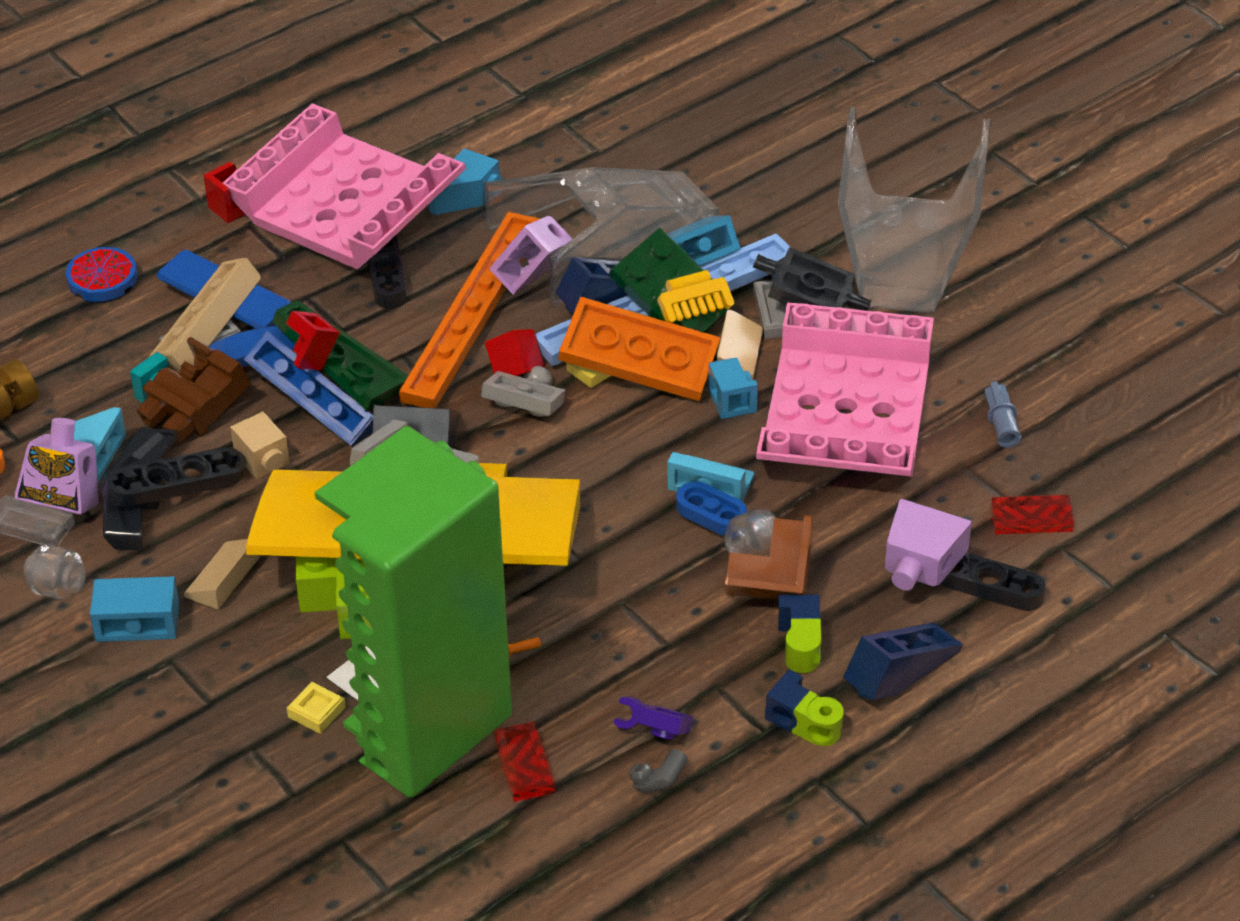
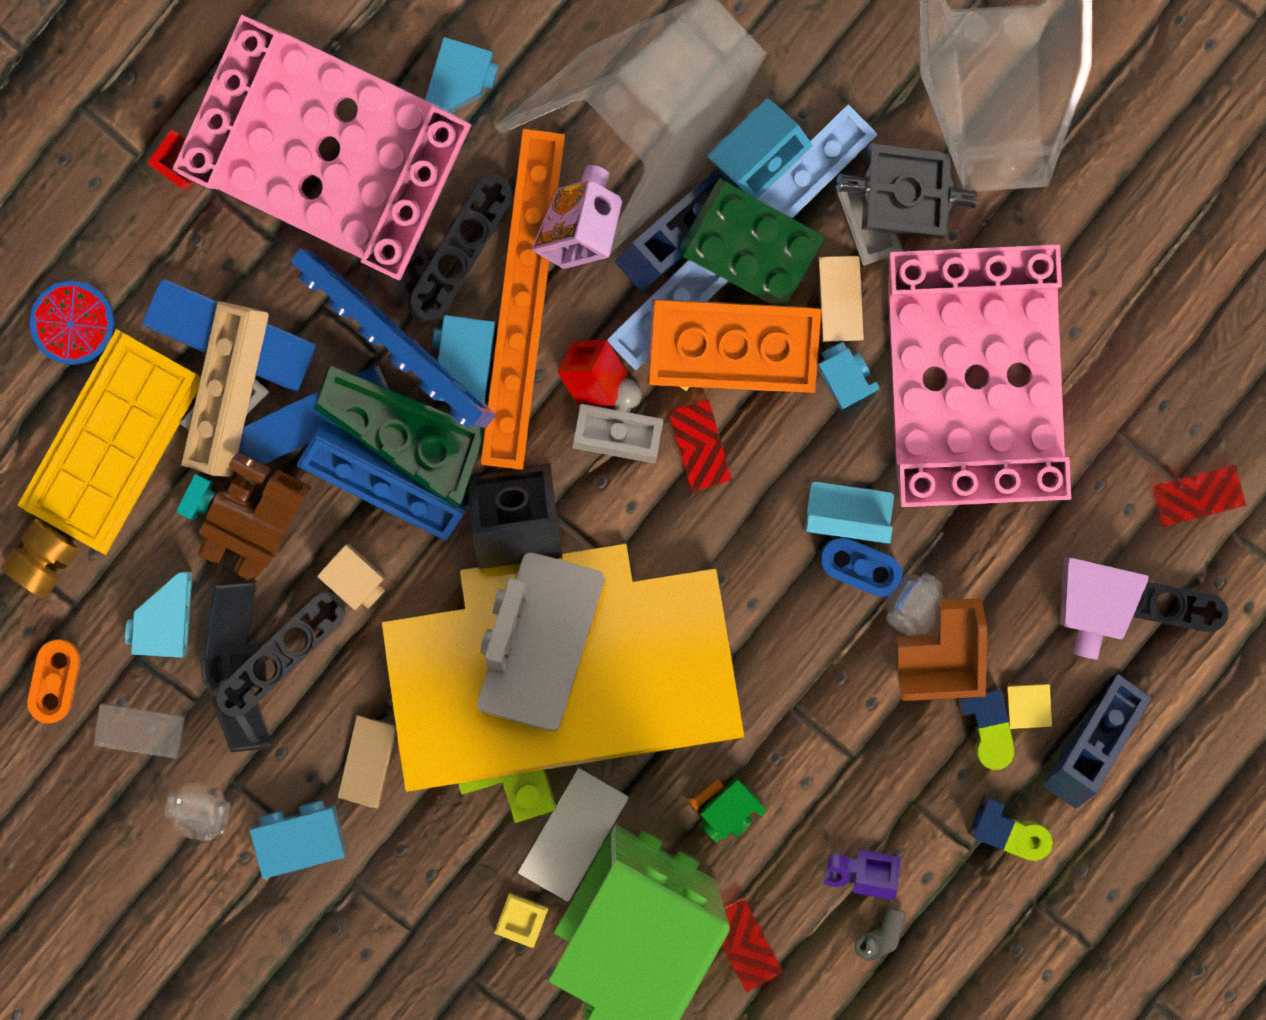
camera: 15 degrees left, 45 degrees up
(59, 471) = (156, 683): lavender torso -> none
(99, 344) = (111, 442): none -> yellow piece
(315, 339) = (376, 452): red panel -> none
(357, 294) = (404, 351): none -> blue plate
(399, 284) = (456, 246): none -> black beam
(407, 329) = (466, 351): none -> dark azure brick
(541, 649) = (730, 811): none -> green brick
(592, 417) = (700, 445): none -> tile
(692, 288) = (776, 257): yellow piece -> none
(843, 629) = (1029, 706): none -> light yellow tile
(1002, 415) = (1148, 350): sand blue axle -> none

